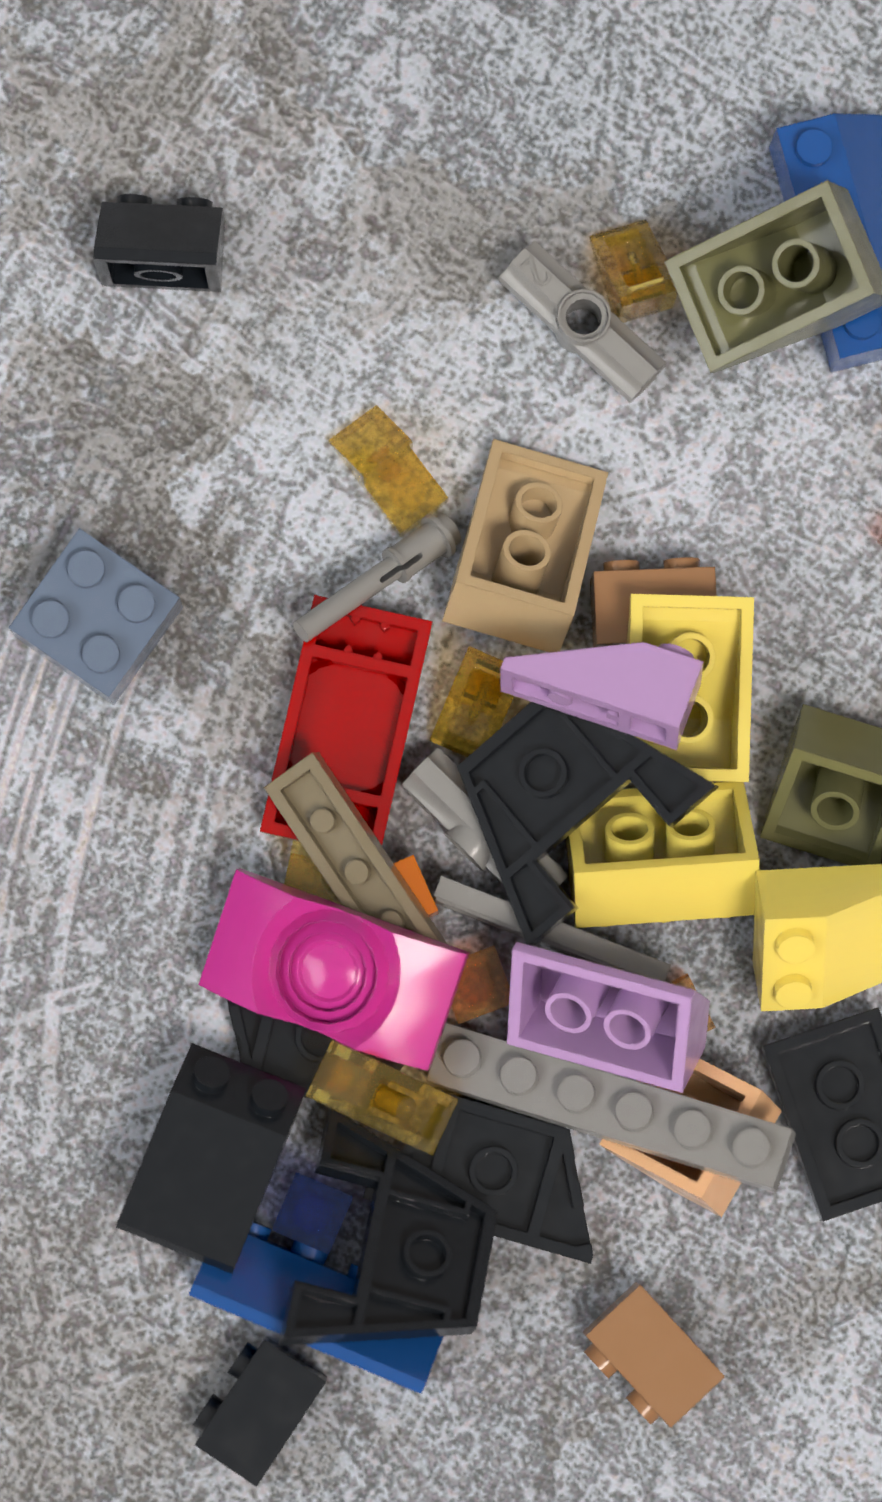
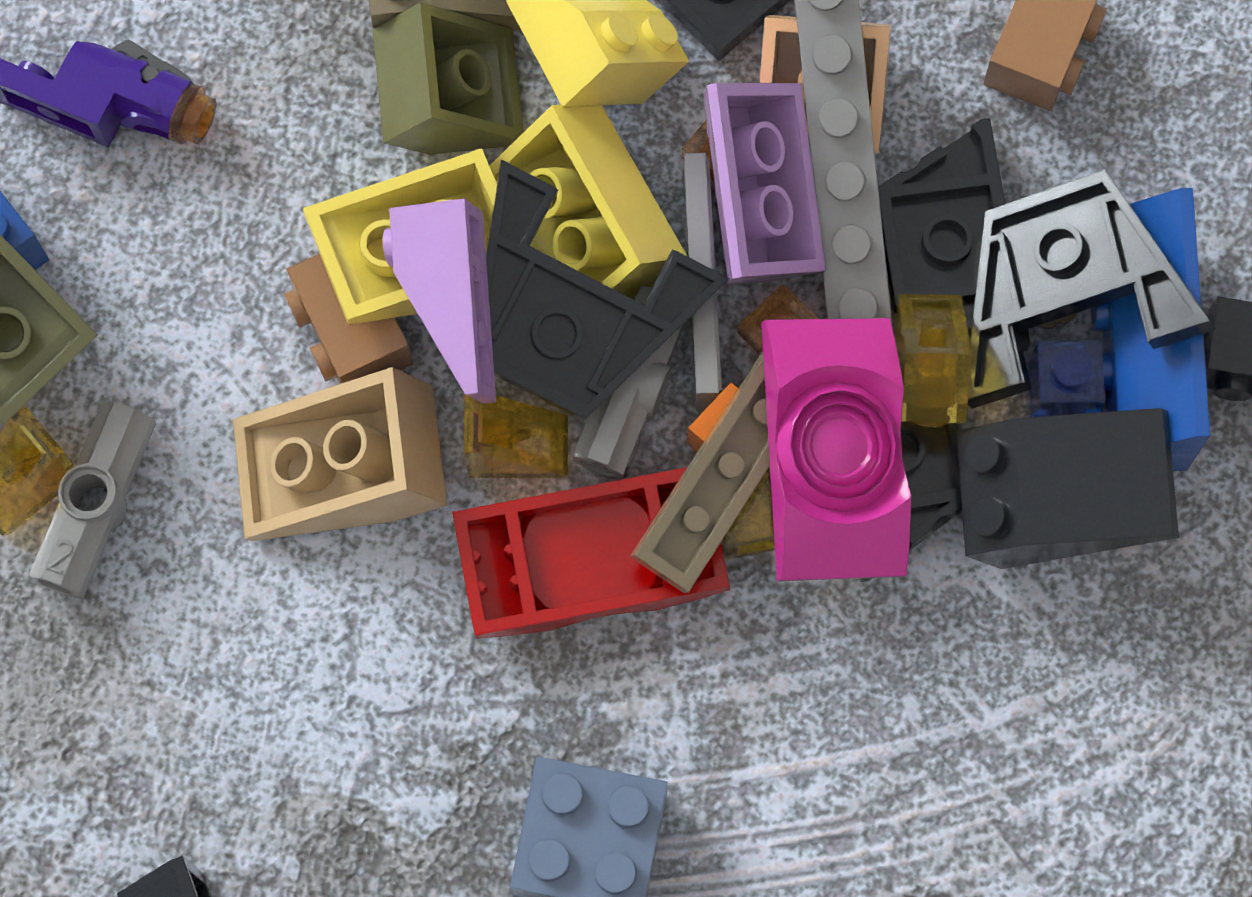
camera: 100 degrees left, 10 degrees down
(388, 469) = (316, 626): clear yellow slope -> none
(433, 539) = (368, 550): light grey pin -> none

